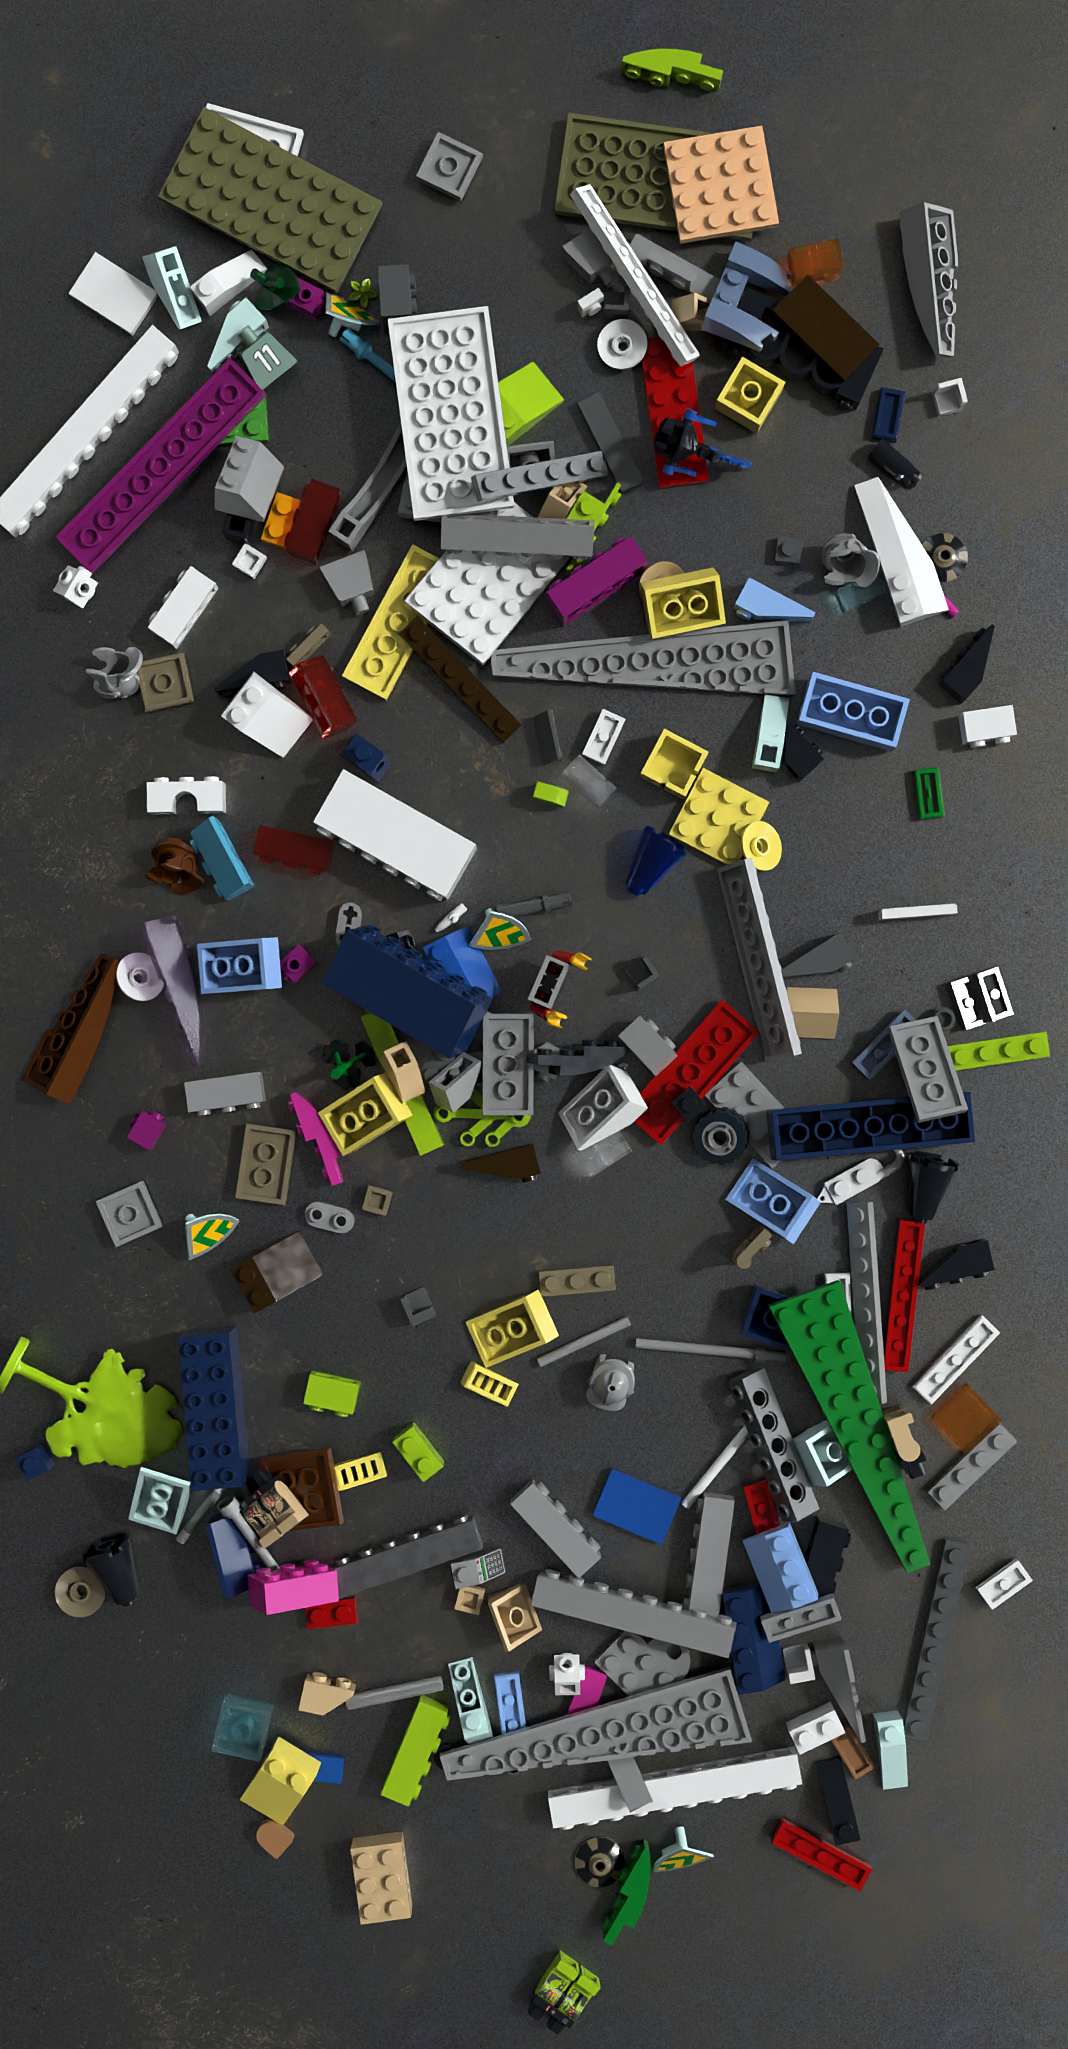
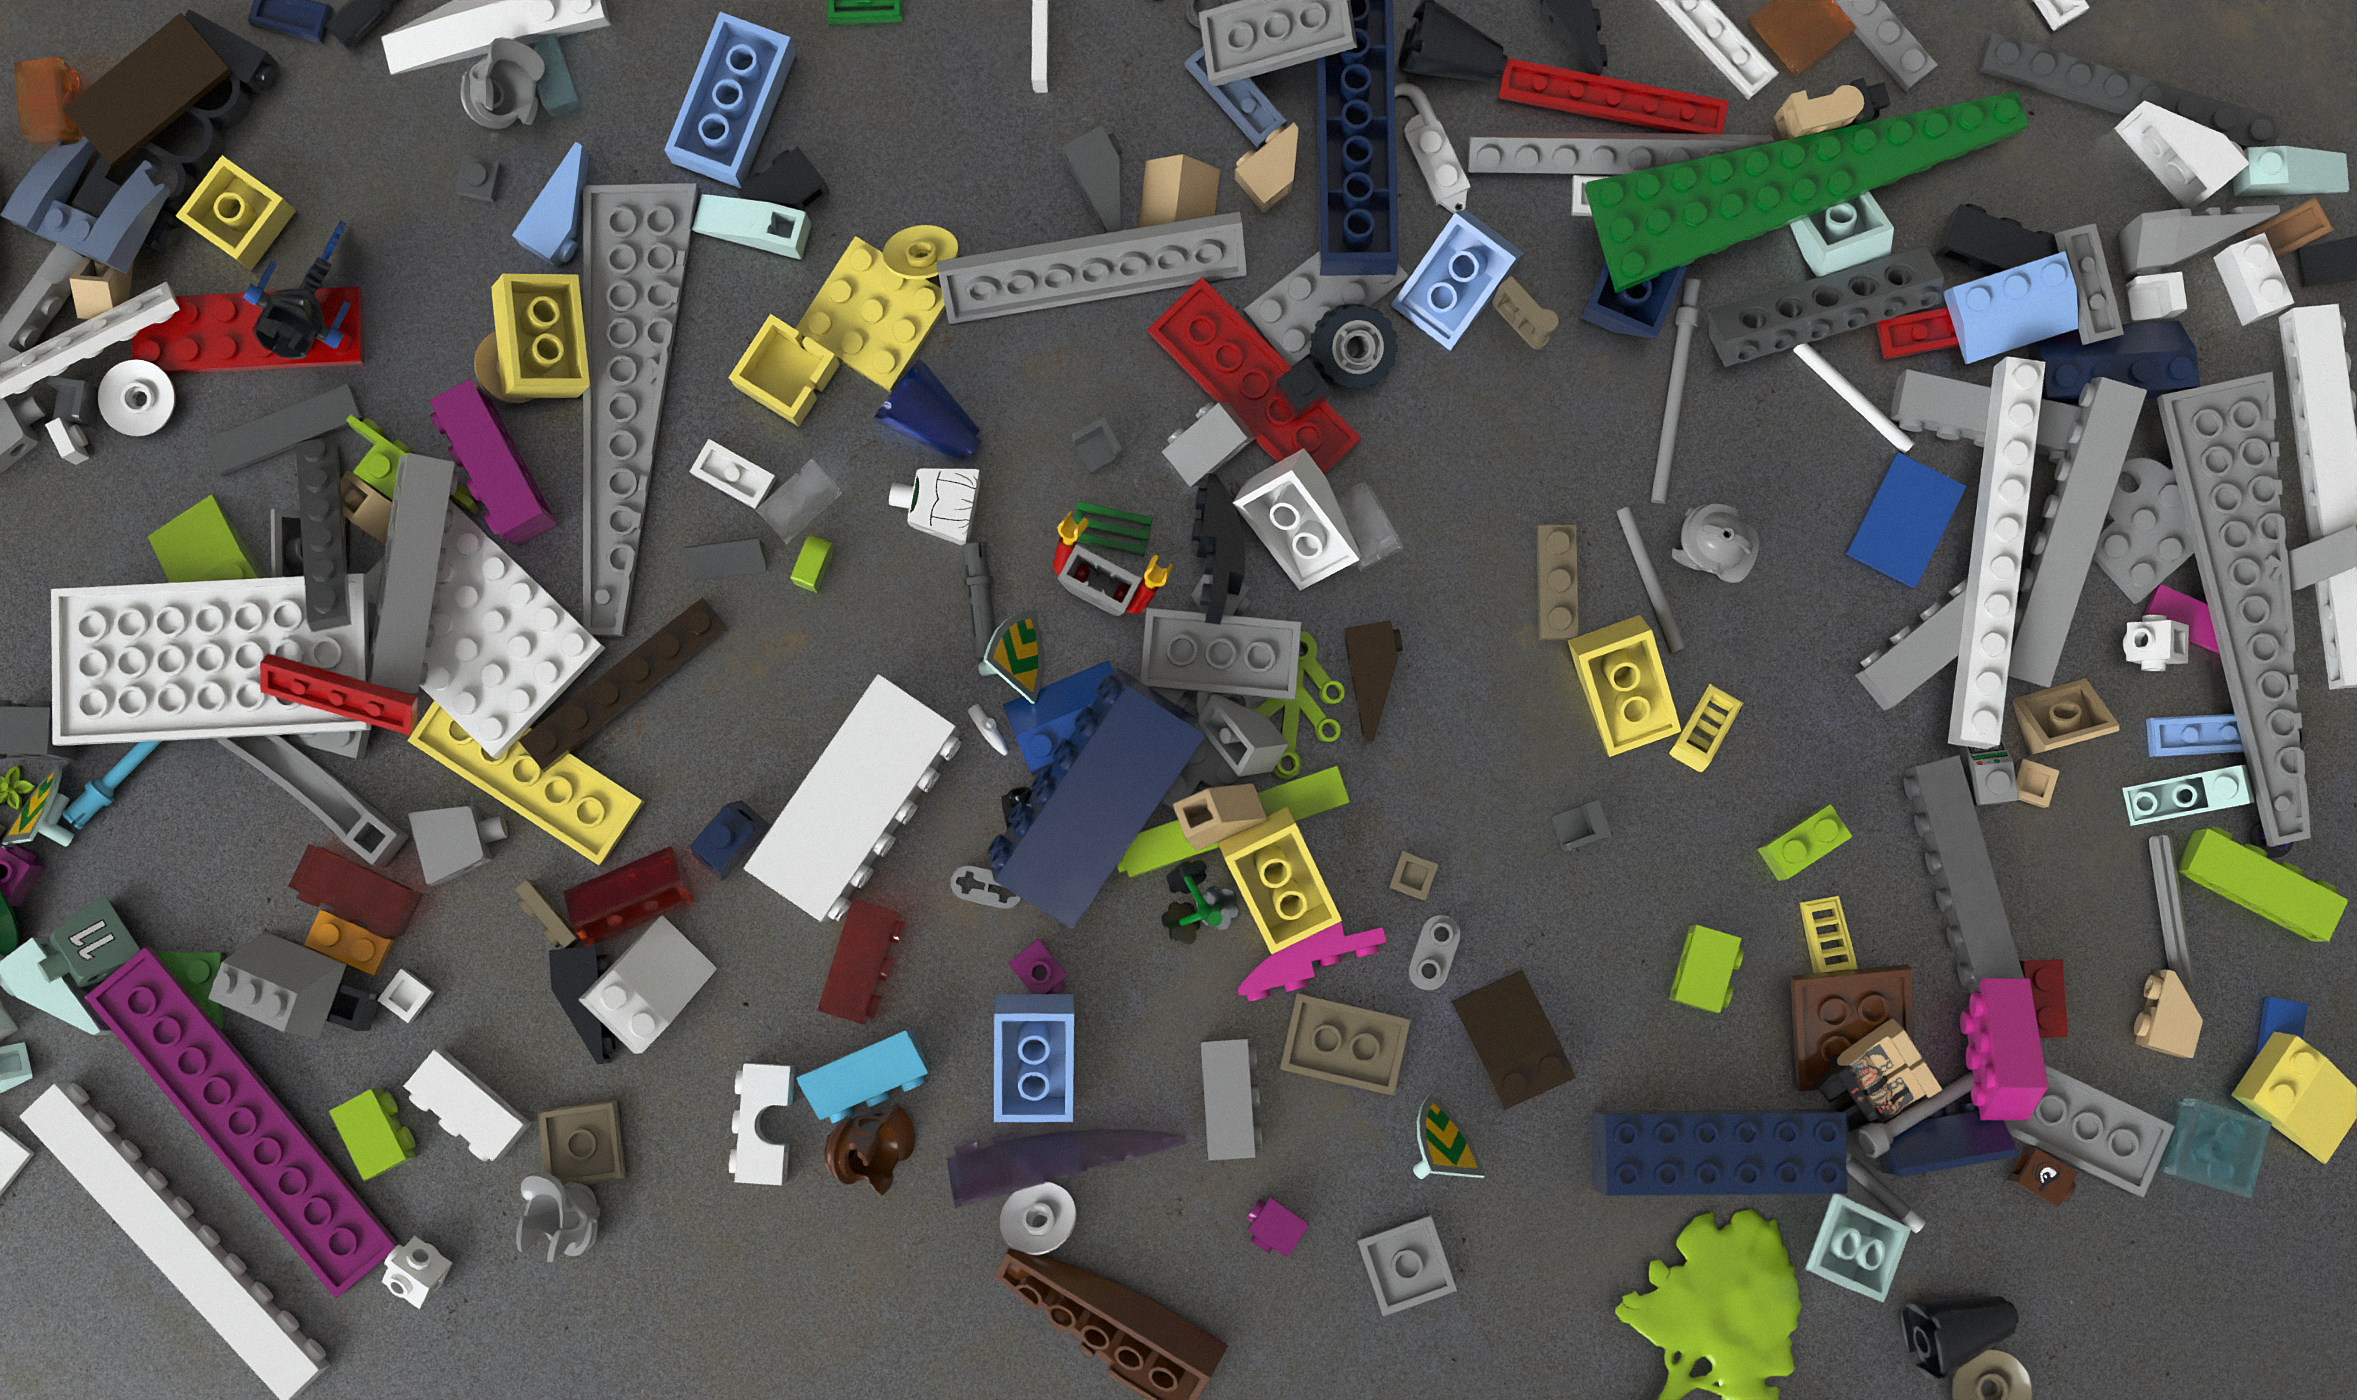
camera: 80 degrees left, 5 degrees down
(160, 550) = (373, 1133): none -> lime brick
(216, 1617) = (2043, 1176): none -> reddish brown brick
(247, 1649) = (2095, 1133): none -> light grey plate
(432, 499) = (338, 694): none -> red plate
(591, 965) = (1120, 515): none -> green tile
(596, 873) = (940, 502): none -> white torso
(615, 1565) = (1996, 553): none -> white brick
(835, 1072) = (1270, 171): none -> tan slope
(893, 1678) = (2182, 153): none -> white slope

